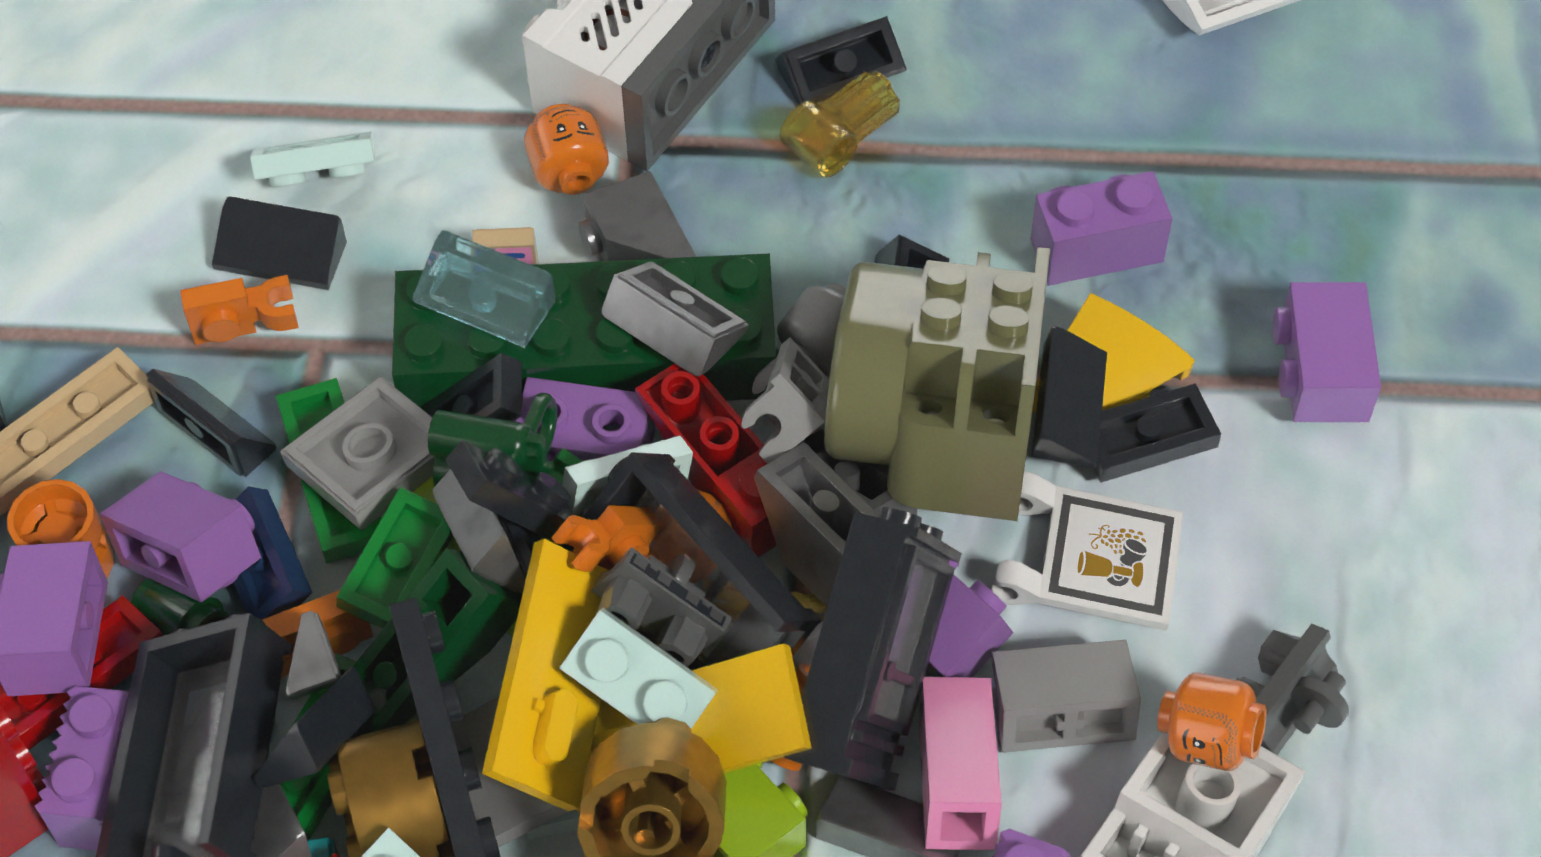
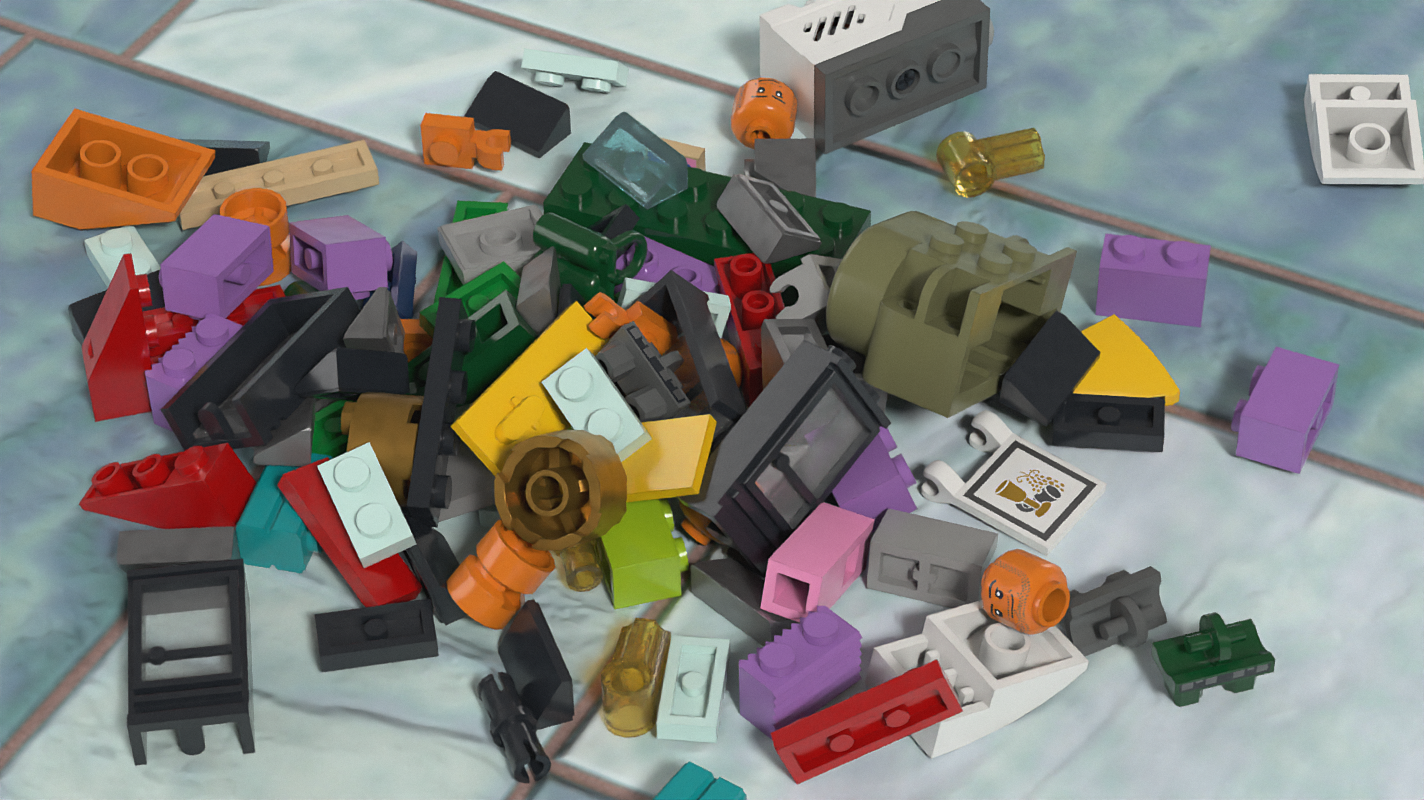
camera: 25 degrees right, 15 degrees down
(209, 421) = (402, 205): black slope -> none
(504, 488) = (565, 262): black plate -> none
(831, 63) = (1004, 116): black slope -> none
(1427, 716) = (1210, 658): none -> dark green hips

